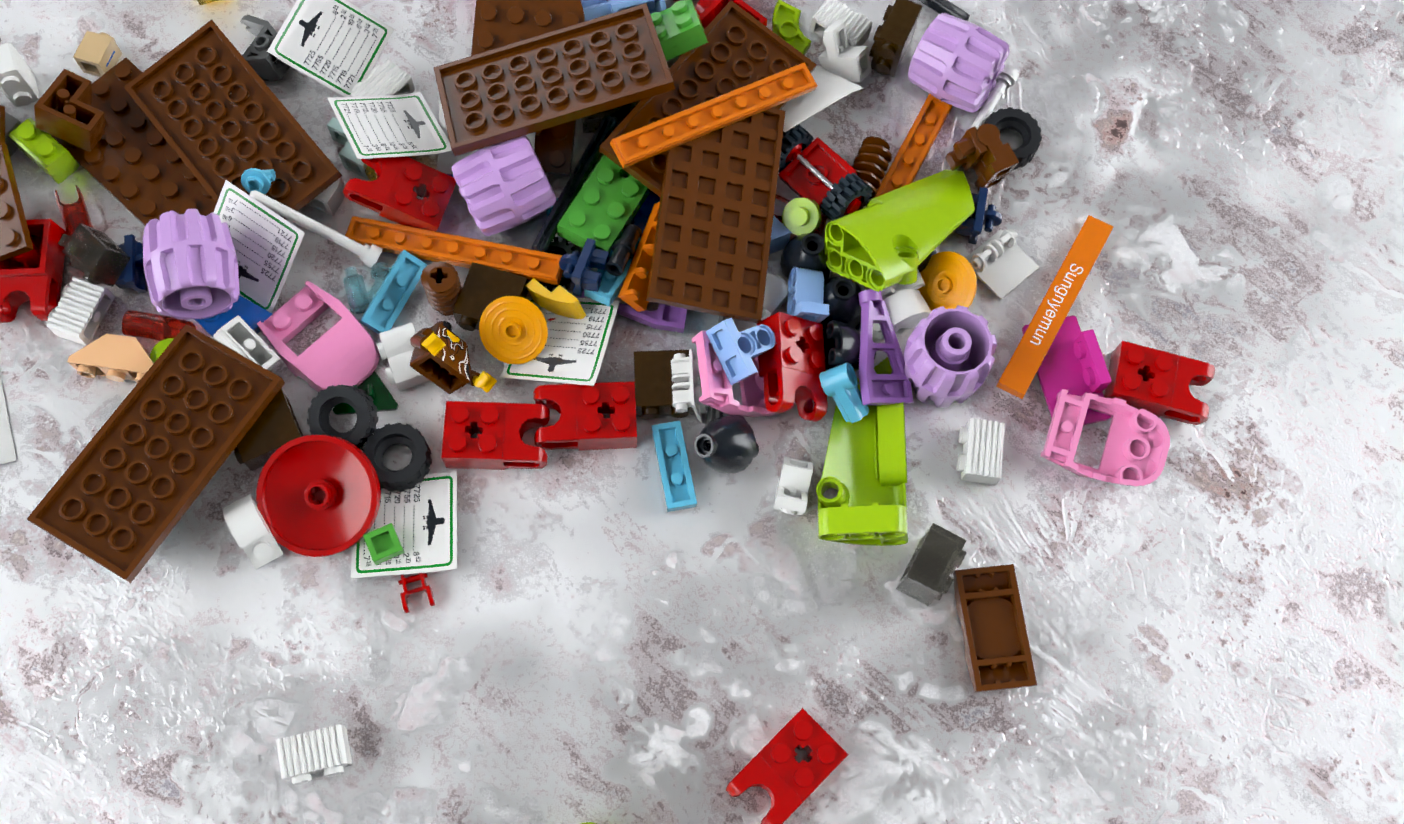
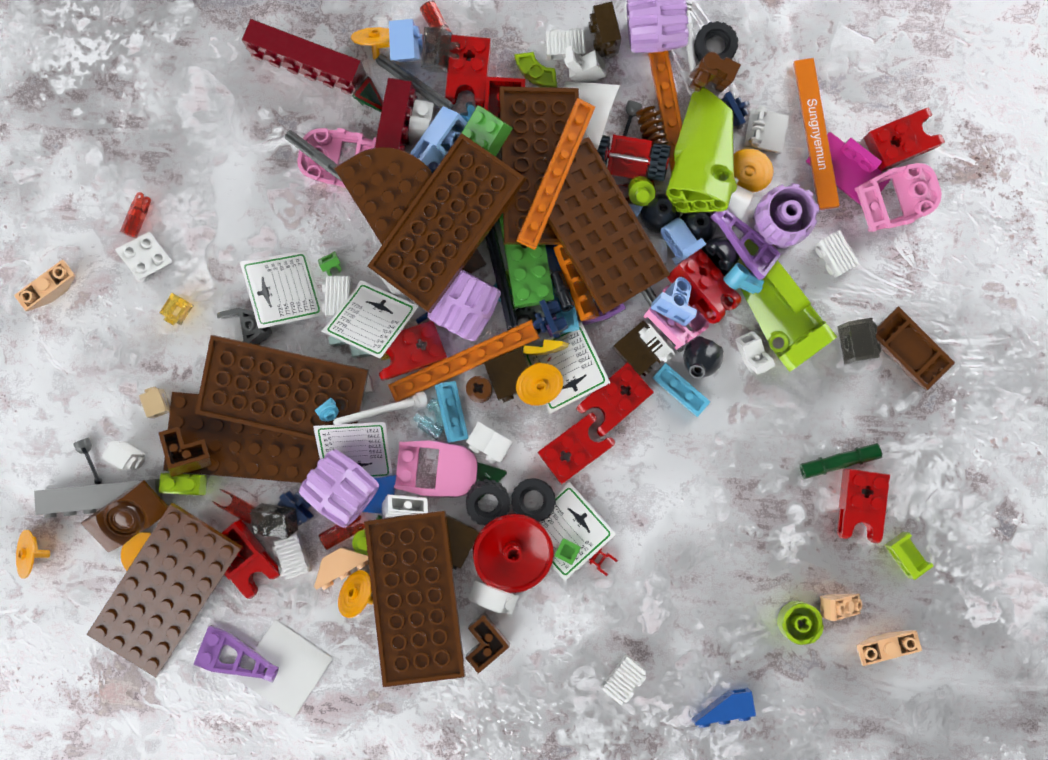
camera: 30 degrees left, 15 degrees up
(100, 404) = (355, 594): none -> light orange shield
(199, 579) = (491, 643): none -> reddish brown brick
(405, 53) = (328, 262): none -> bright green tile
(445, 359) = (515, 429): reddish brown torso -> none
(801, 696) = (840, 461): none -> dark green piece
(863, 132) = (631, 109): none -> dark grey hinge

